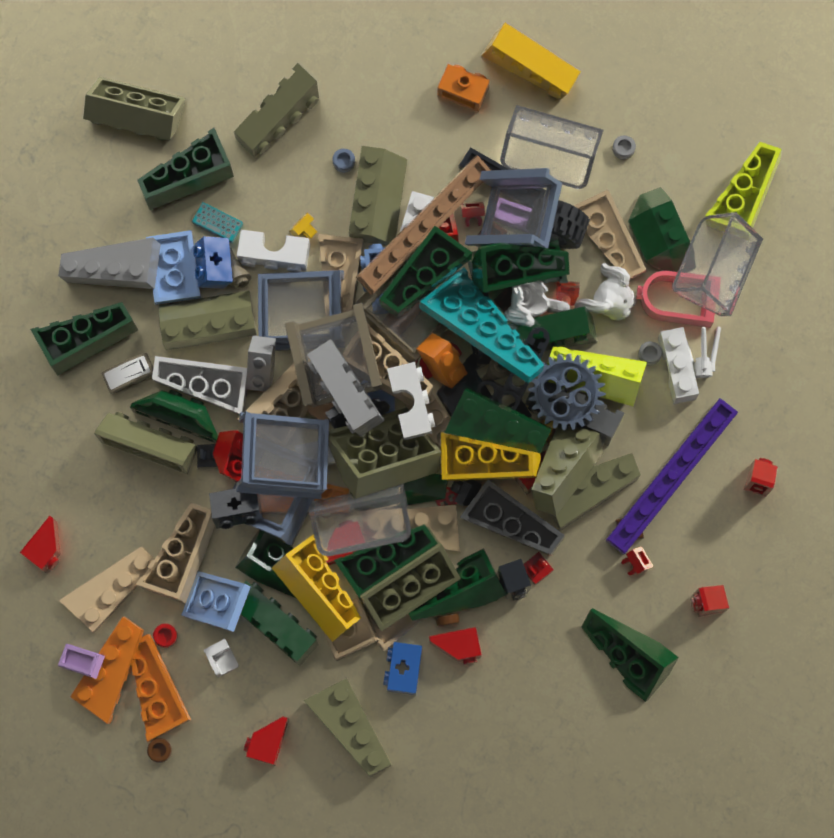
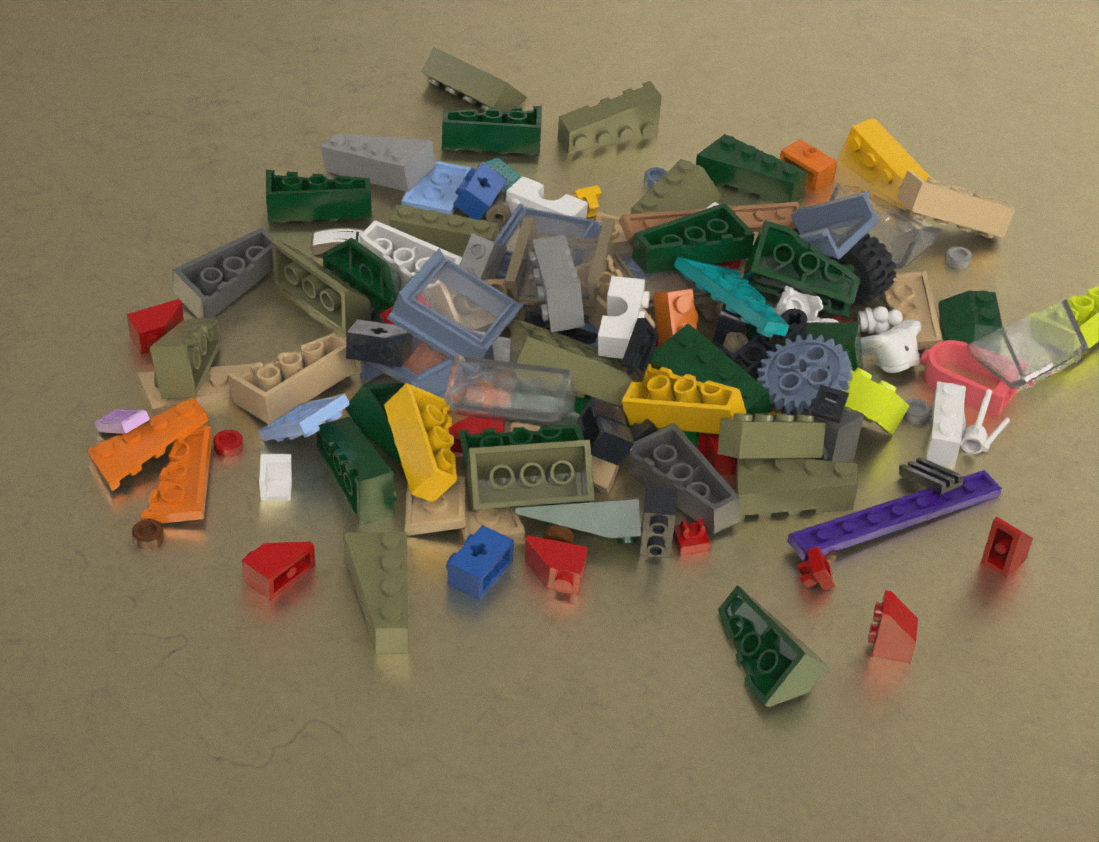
camera: 20 degrees right, 35 degrees down
(64, 468) = (223, 274): none -> dark grey wedge
(93, 577) = (185, 357): none -> olive wedge
(418, 121) = (752, 171): none -> dark green wedge
(439, 434) = (639, 349): none -> black tile
(443, 518) = (606, 431): none -> black piece
(589, 264) = (878, 319): none -> white piece
(599, 422) = (830, 403): none -> black tile
(605, 99) = (955, 206): none -> tan wedge
(689, 419) = (931, 475): none -> black tile

